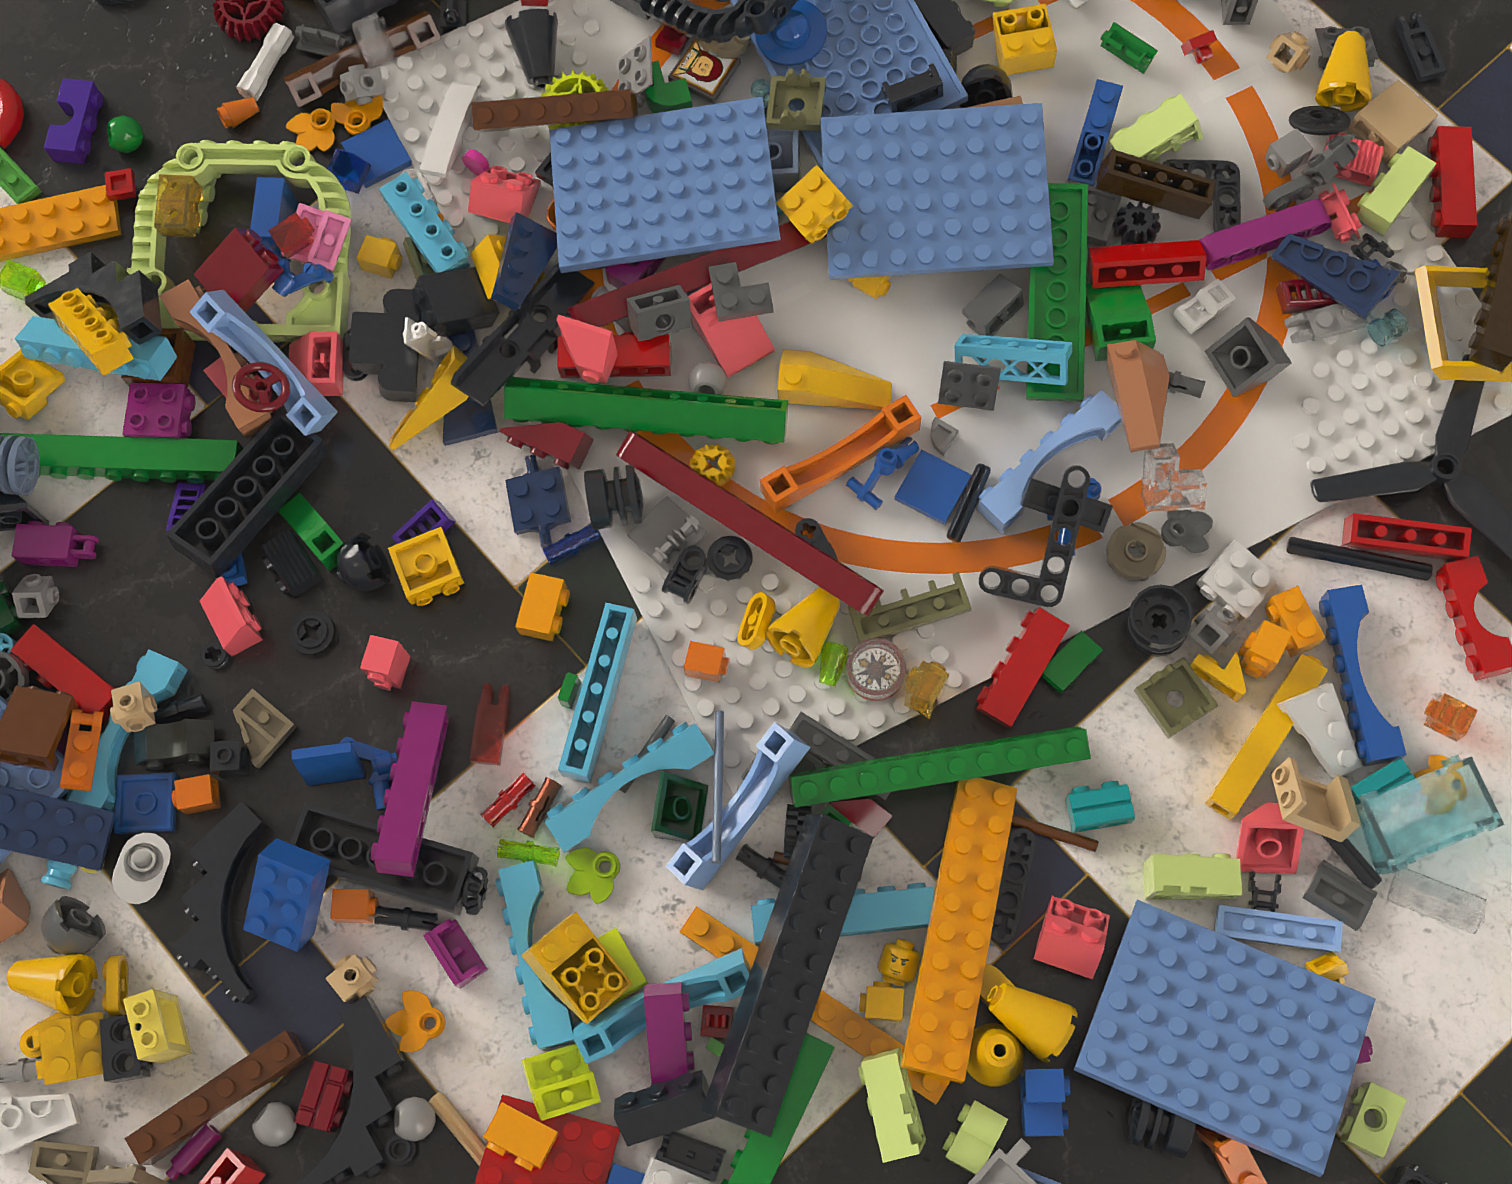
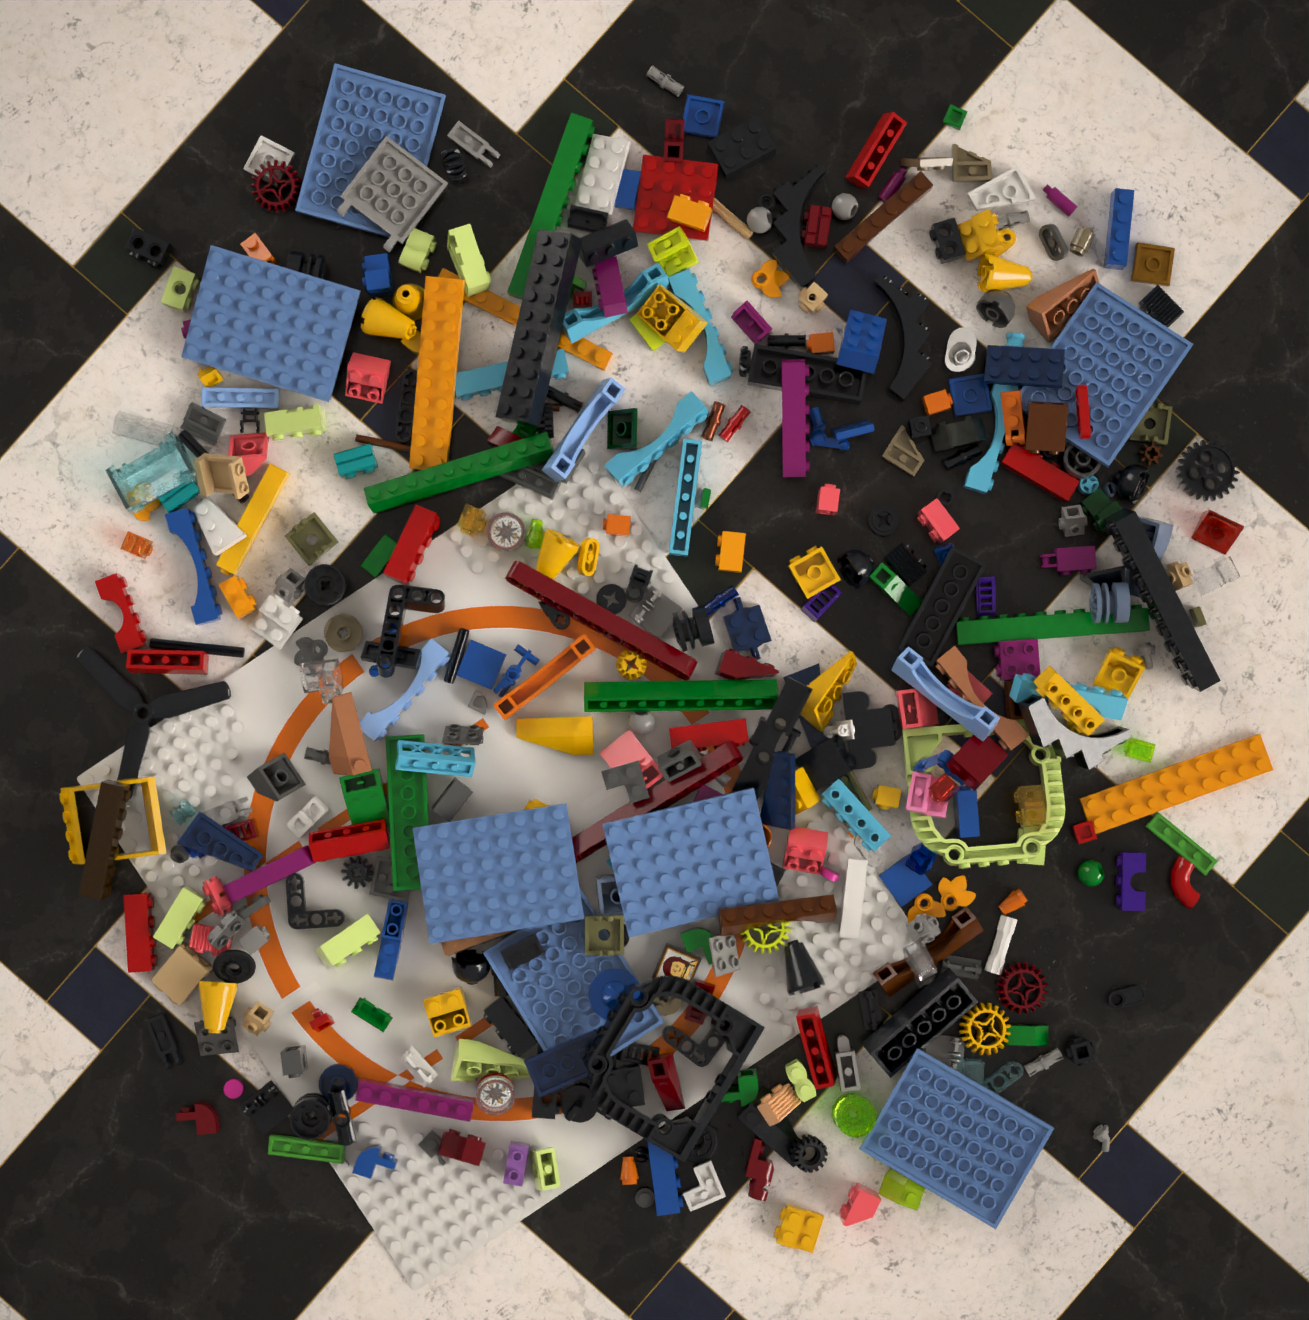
camera: 165 degrees right, 15 degrees up
(116, 977) = (964, 284): yellow plate -> none
(133, 707) = (990, 451): tan brick -> none
(163, 1027) = (928, 259): light yellow window -> none
(260, 400) = (949, 673): dark red piece -> none
(490, 727) = (753, 468): clear red hinge -> none
(528, 852) = (716, 391): clear neon green pin -> none
(588, 875) = (675, 381): lime plate -> none
(590, 349) = (723, 724): coral slope -> none
(718, 787) = (598, 443): sand blue axle -> none
(761, 88) = (632, 953): clear light blue pin -> none
(814, 205) = (581, 850): yellow plate -> none
(882, 1002) = (481, 323): yellow brick -> none
(899, 962) = (473, 349): yellow head -> none
(912, 611) = (483, 576): olive hinge -> none
(1155, 184) = (346, 899): dark brown brick -> none
(1226, 680) = (278, 556): yellow slope -> none
(1263, 649) = (257, 572): light orange brick -> none
(1374, 244) = (197, 879): black piece -> none

